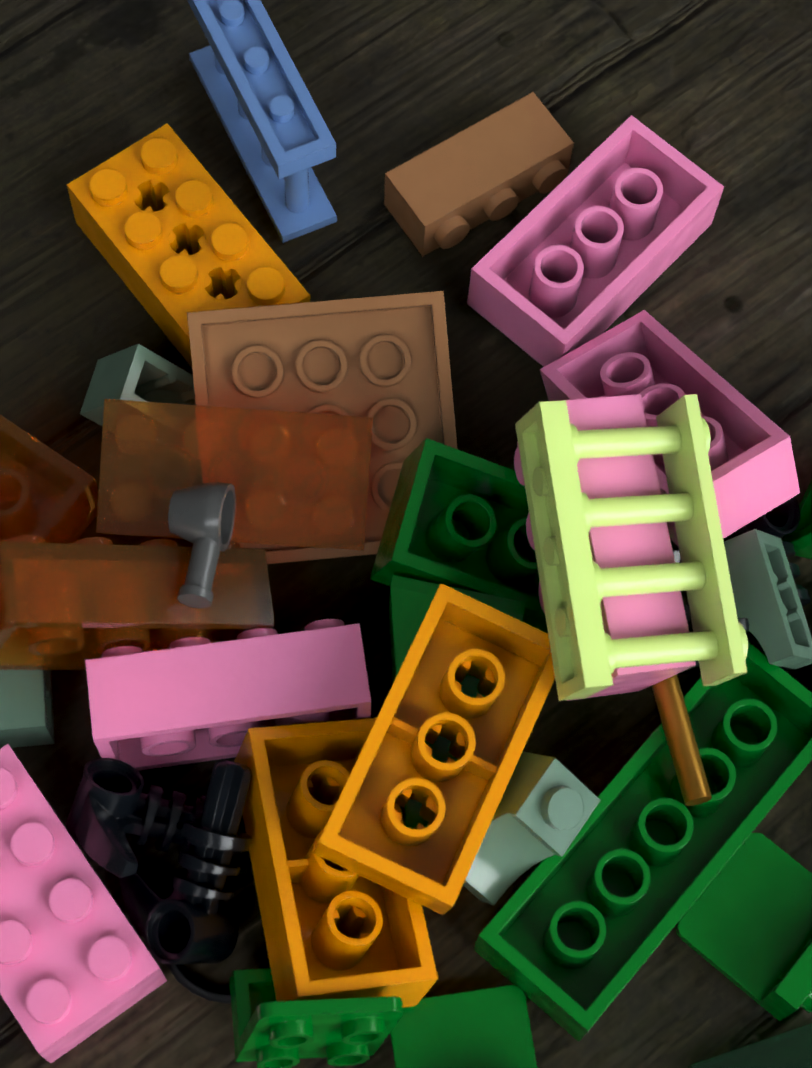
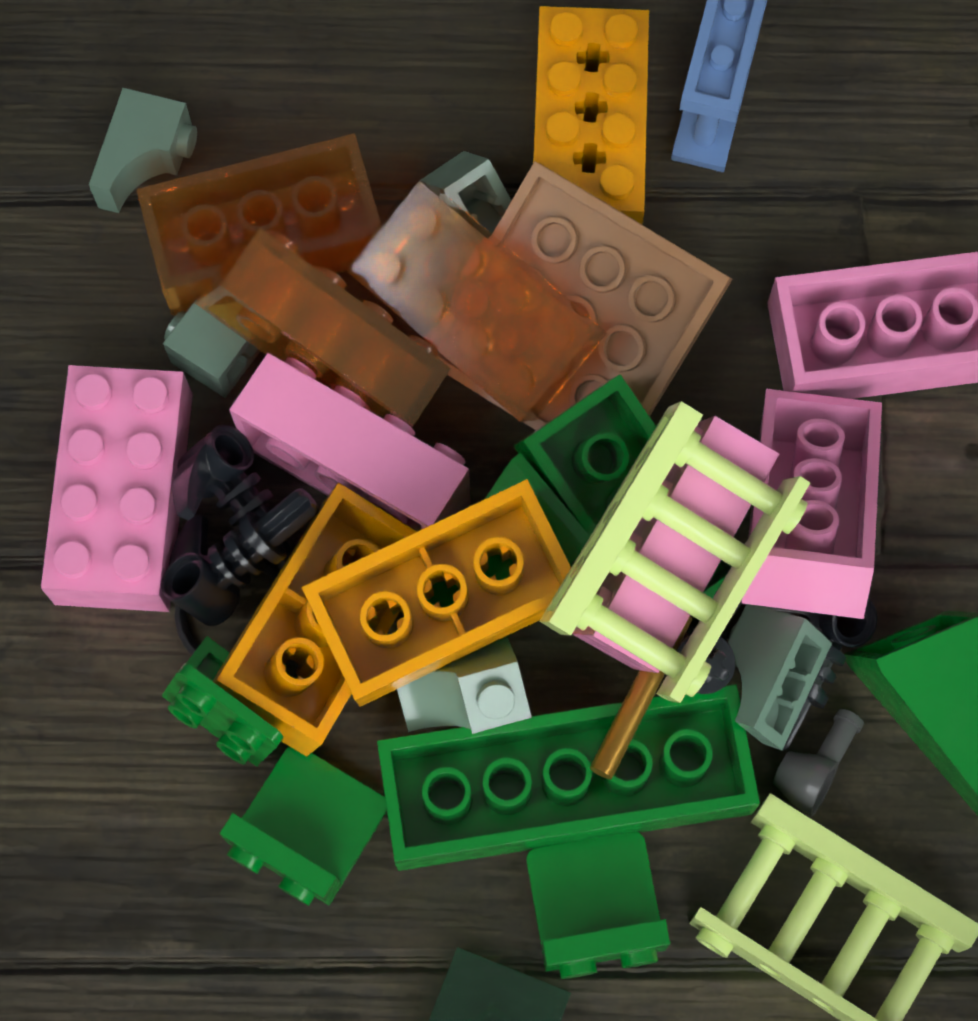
camera: 45 degrees right, 5 degrees up
(205, 518) = (420, 317): dark grey bar -> none
(478, 174) = (857, 211): medium nougat brick -> none

